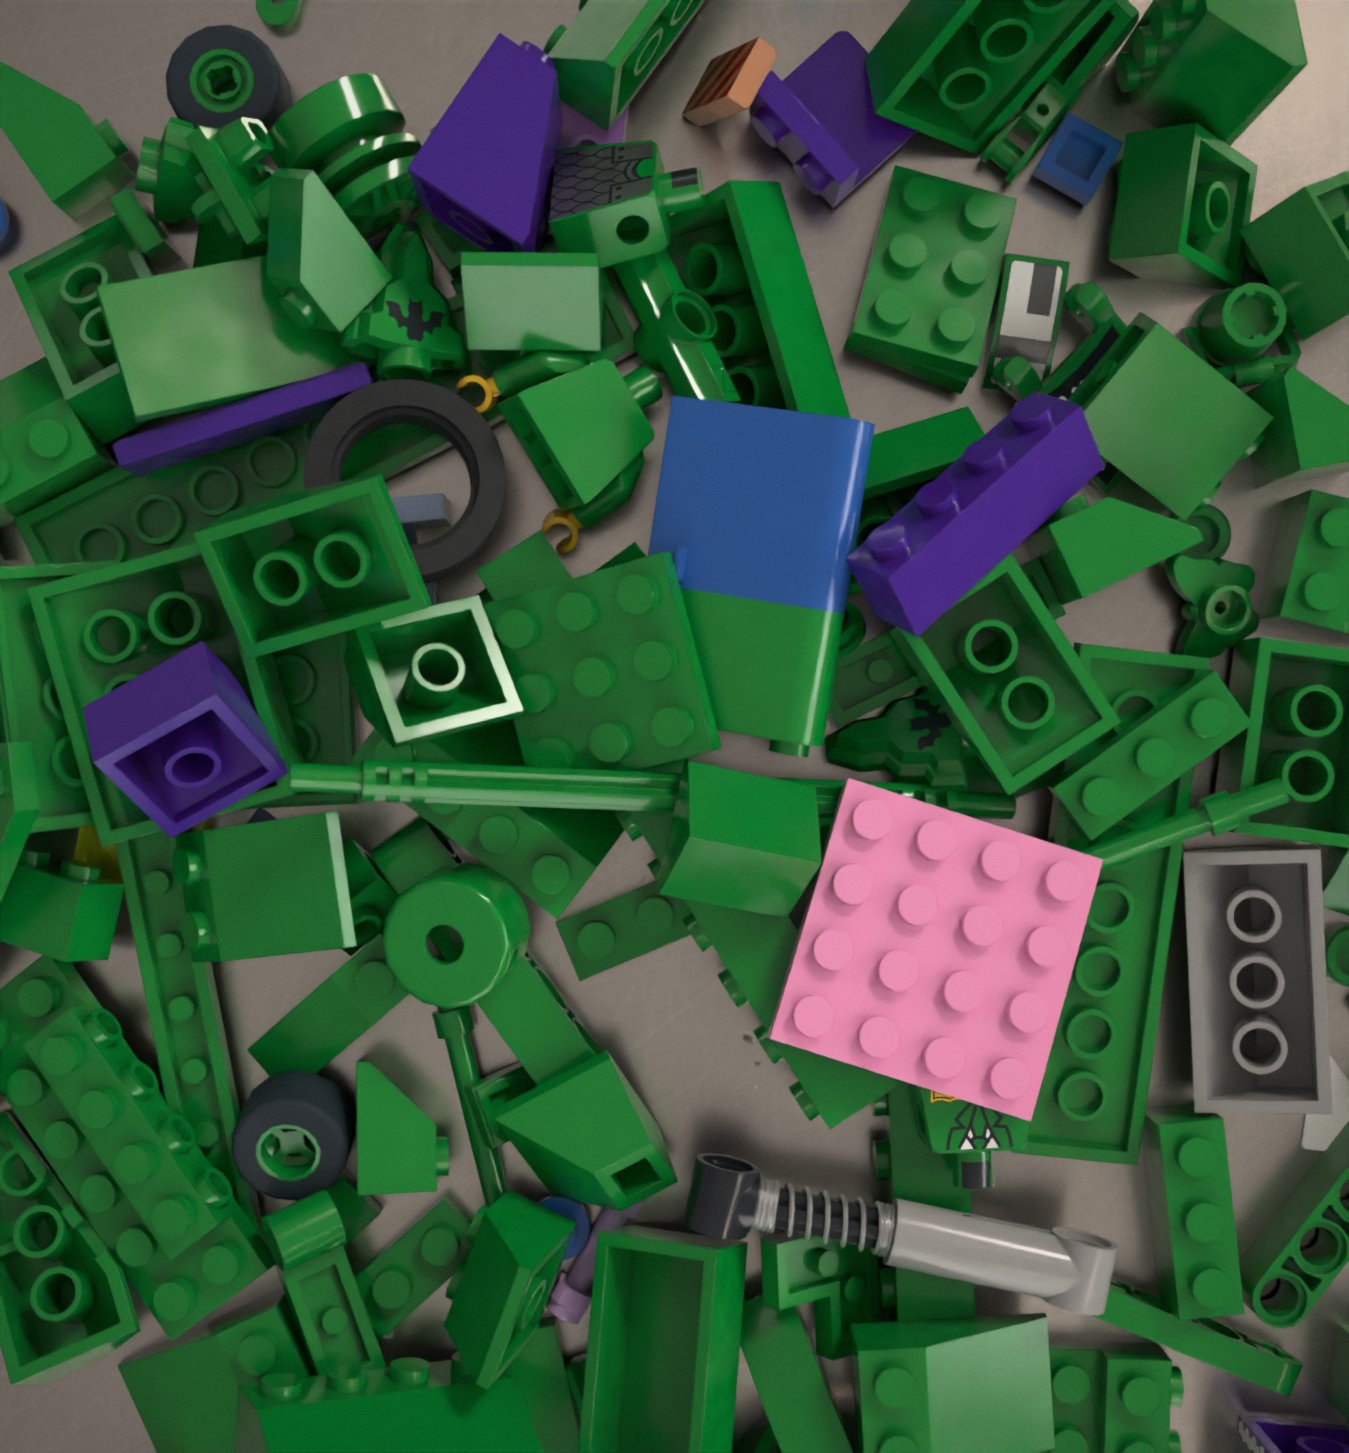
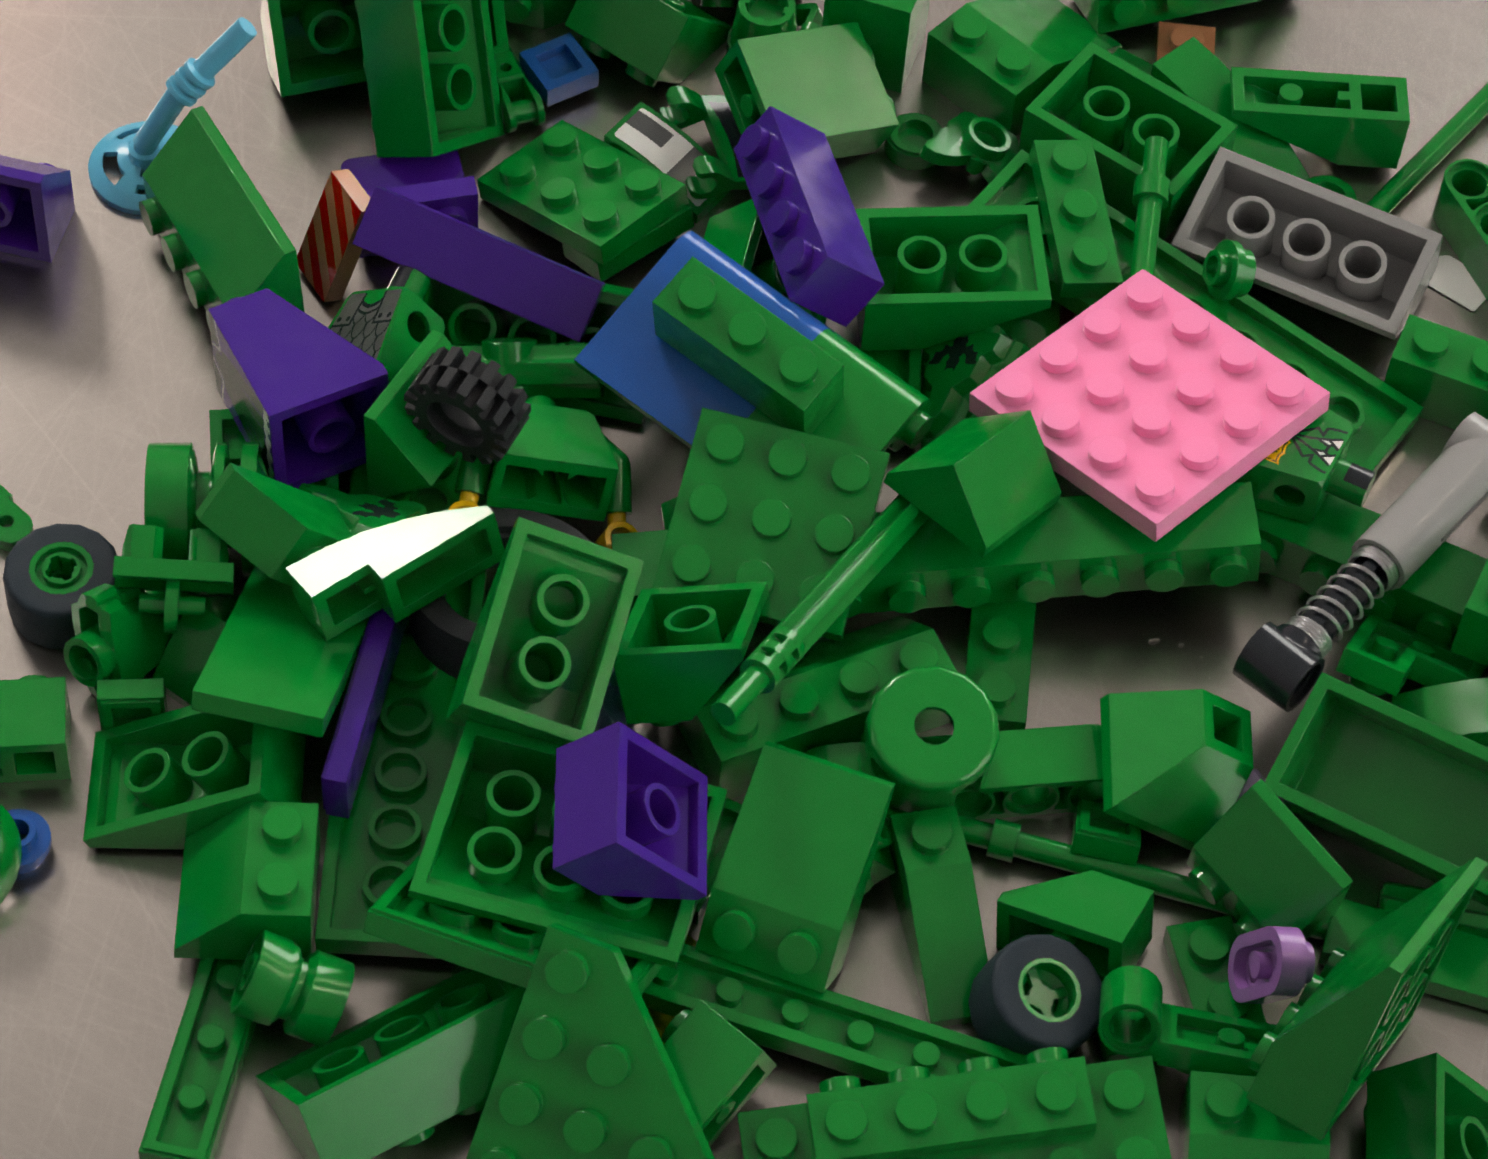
camera: 65 degrees left, 35 degrees down
(321, 376) = (394, 567): none -> green slope
(399, 1334) = (1270, 965): none -> medium lavender plate
(519, 340) = (467, 405): none -> black tyre
(740, 236) = (479, 263): none -> dark purple tile
(741, 559) = (748, 348): none -> green brick
(1103, 543) = (887, 156): green slope -> none
(1170, 930) = (1229, 270): none -> green plate

